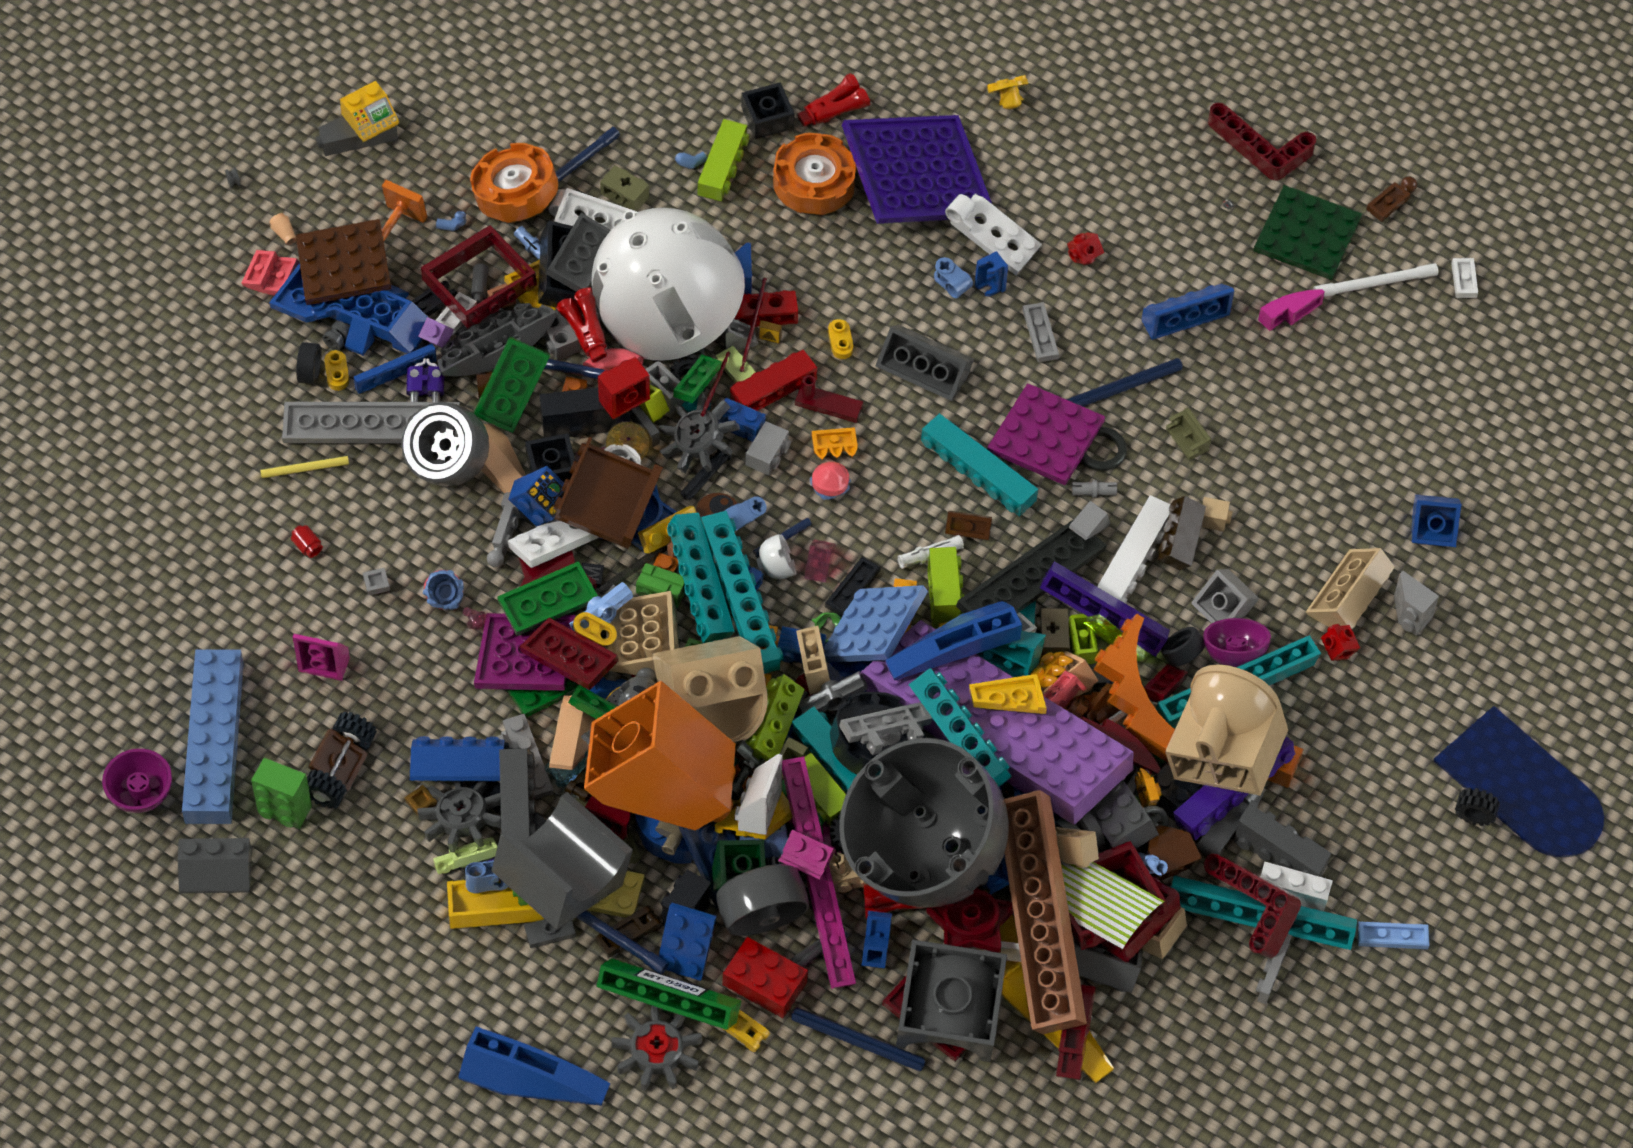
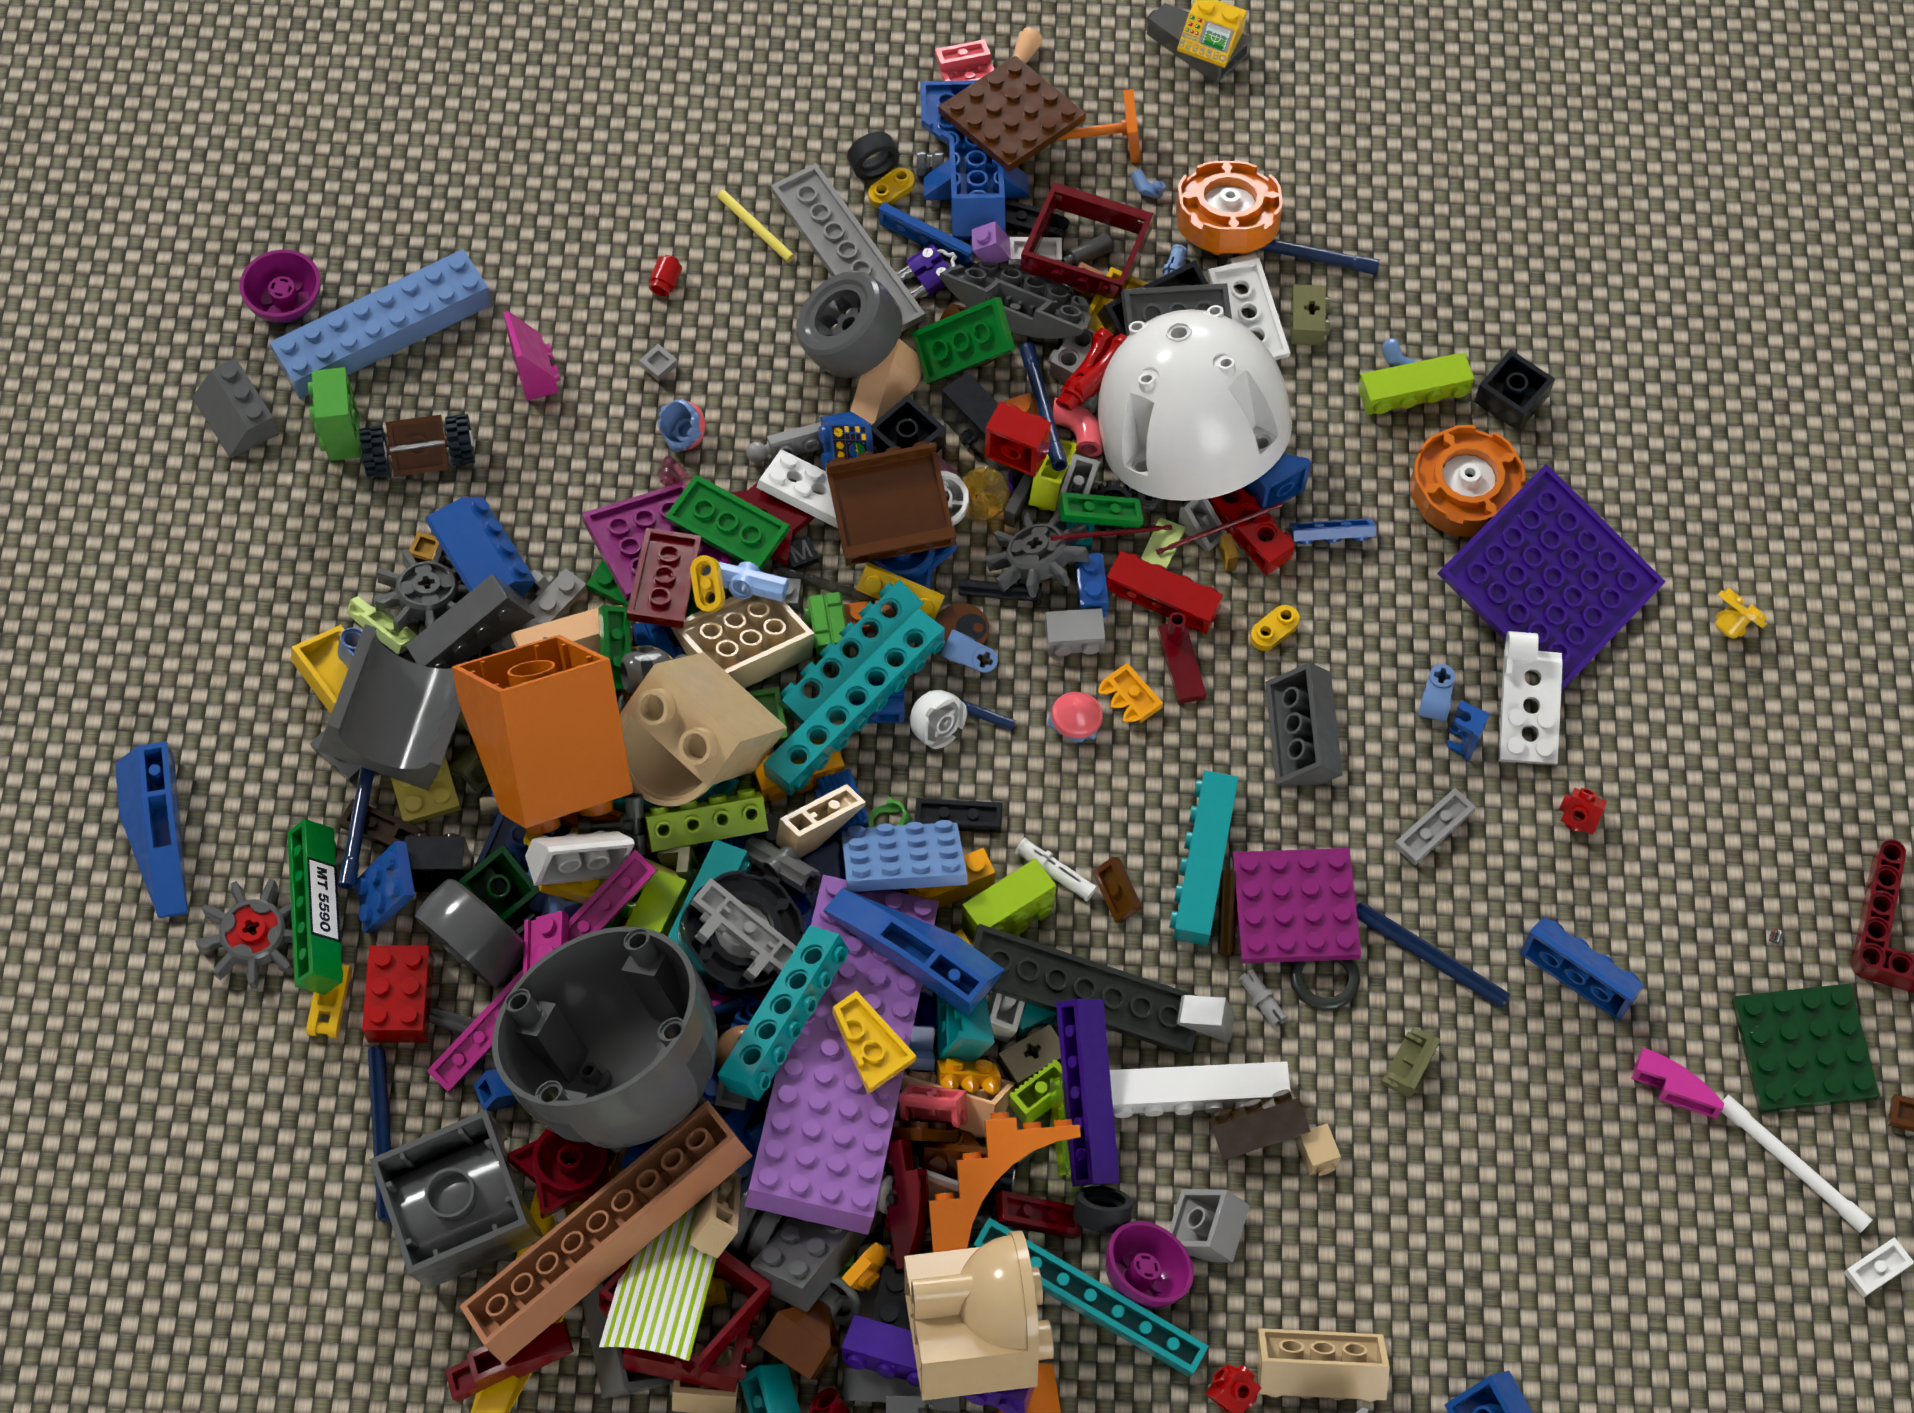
camera: 60 degrees right, 5 degrees up
(795, 266) = (1332, 531): none -> blue plate
(819, 560) = (970, 761): clear pink slope -> none
(842, 99) = (1592, 455): red piece -> none
(1042, 485) = (1227, 914): none -> dark brown axle
(1153, 864) = (759, 1322): light blue pin -> none

